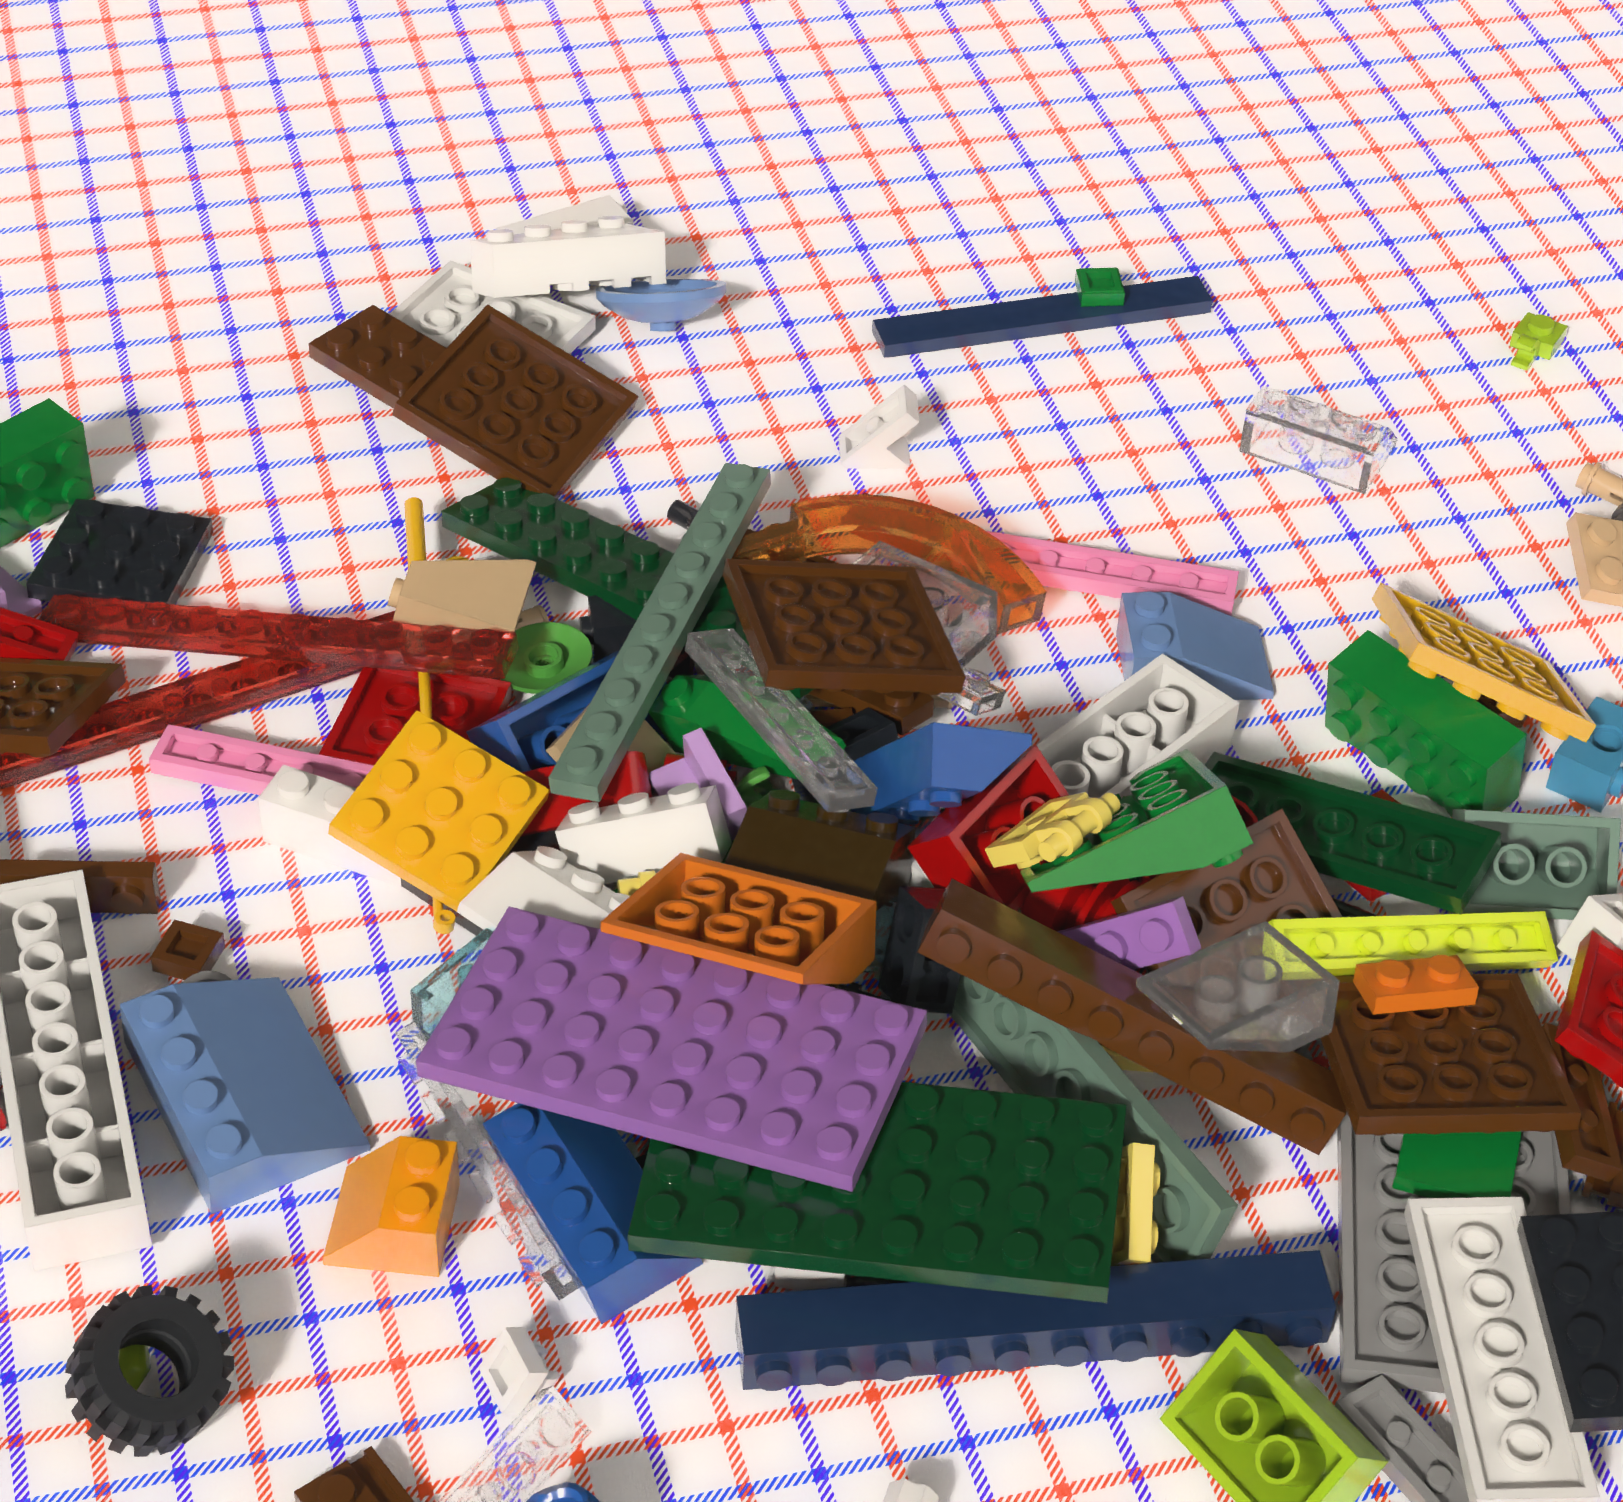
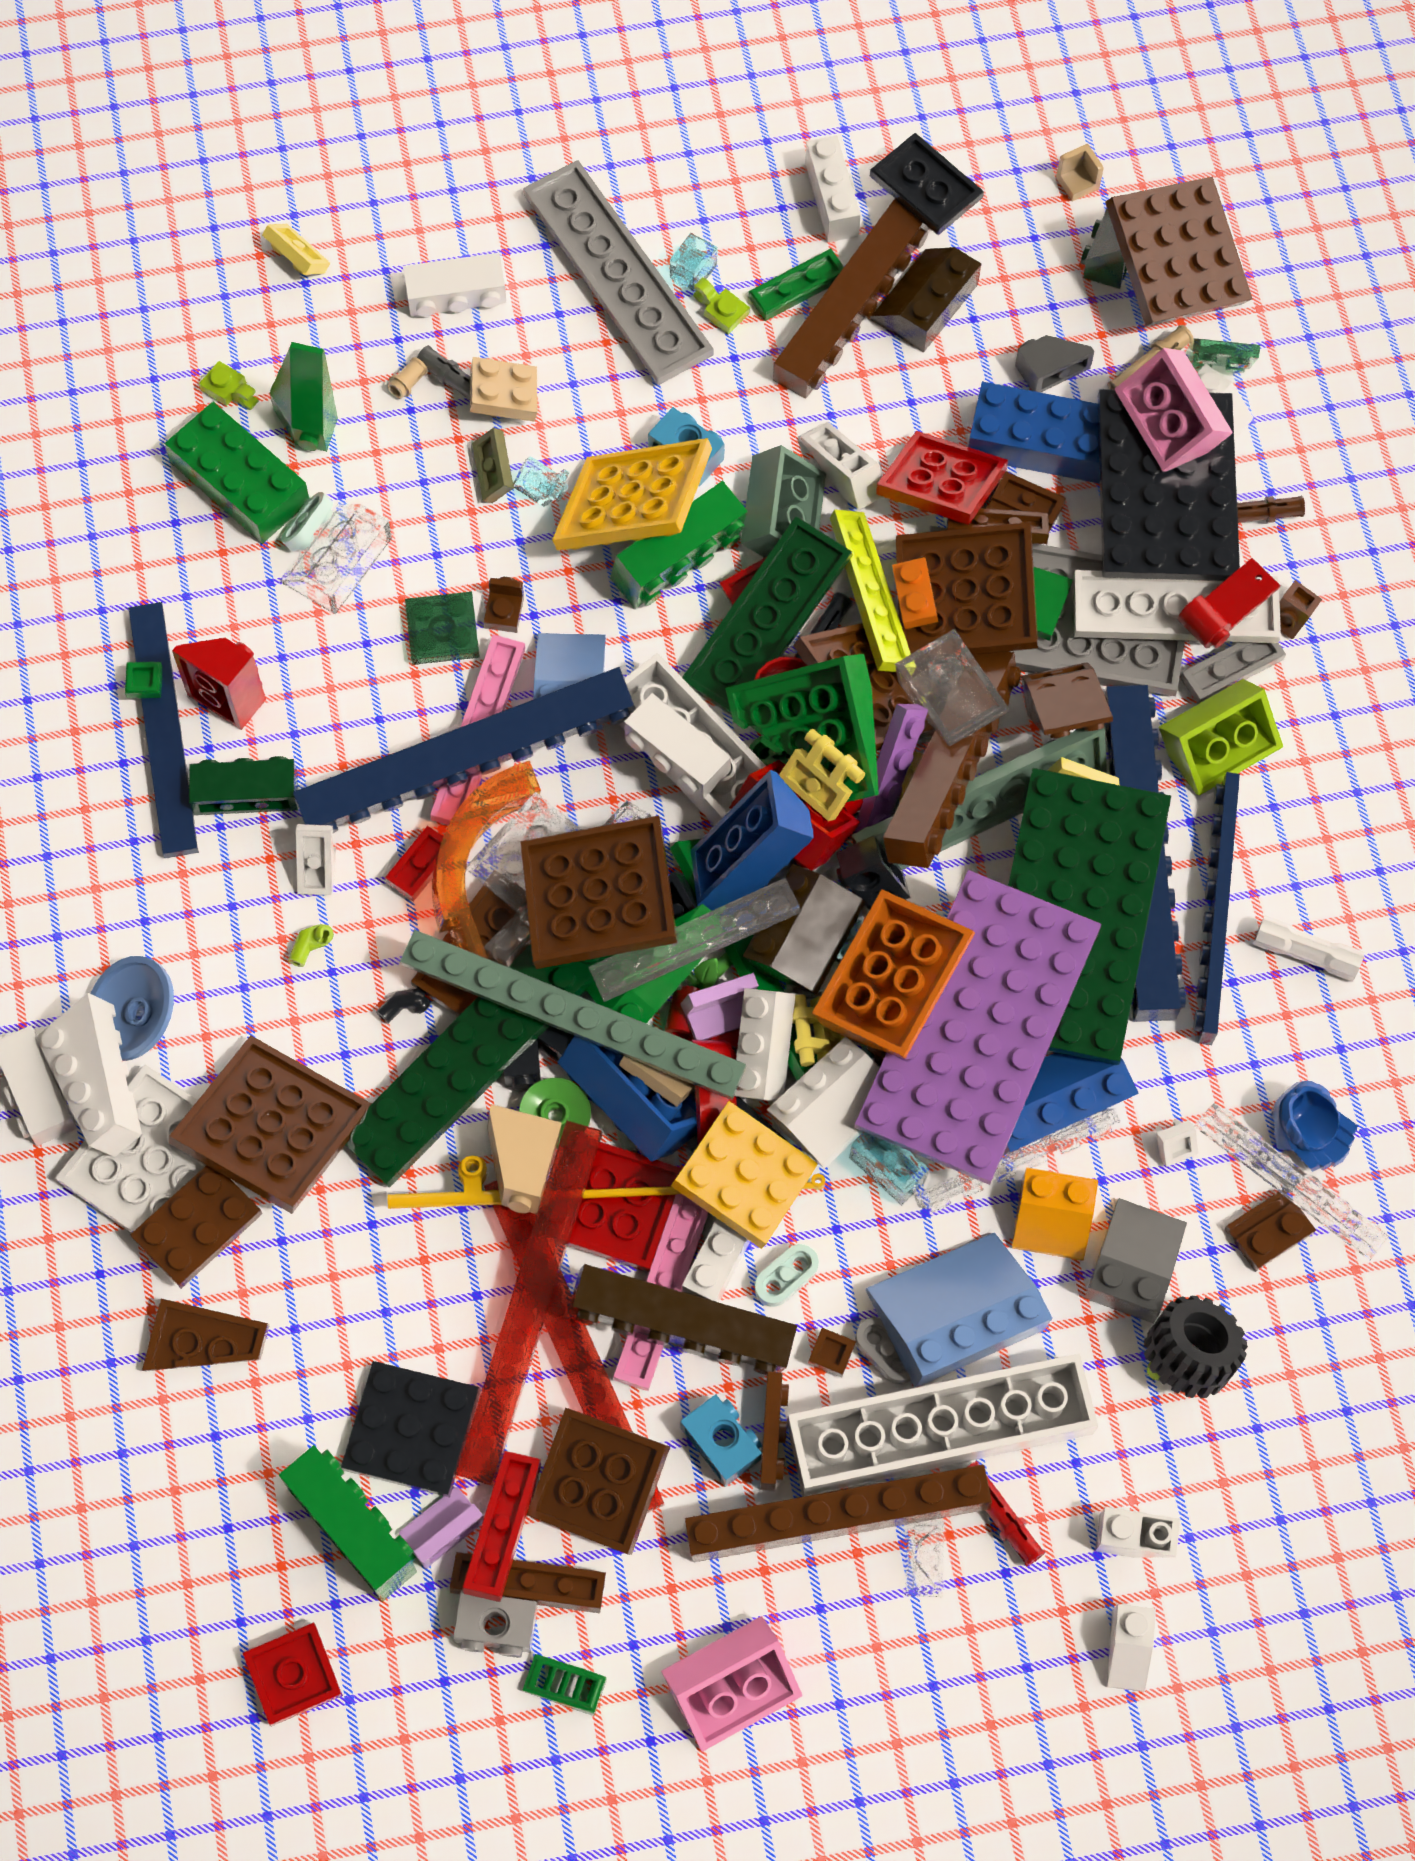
camera: 85 degrees left, 25 degrees up
(72, 826) = (727, 1461): none -> dark azure brick
(237, 763) = (682, 1319): none -> dark brown brick
(252, 383) = (201, 1337): none -> reddish brown wing
(314, 904) = (786, 1276): none -> light aqua plate
(315, 1316) = (1136, 1261): none -> slope
(773, 443) = (309, 940): none -> lime arm
(947, 1432) = (1215, 922): none -> dark blue plate
(974, 374) = (243, 786): none -> dark green brick
(1053, 538) = (467, 751): none -> dark blue brick
(1088, 706) = (676, 746): none -> white brick
(1099, 320) = (221, 678): none -> red slope
(1243, 537) = (442, 628): none -> clear green plate
(1272, 1178) = (1065, 700): none -> reddish brown slope
(1291, 592) = (504, 604): none -> reddish brown bracket
(1360, 405) = (308, 519): none -> light aqua plate
(1408, 343) = (237, 472): none -> green brick
(1474, 1377) = (1226, 606): none -> red door
(1491, 605) = (541, 482): none -> clear light blue bracket
(1516, 372) = (305, 397): none -> green wedge
(1518, 565) = (492, 465): none -> olive plate

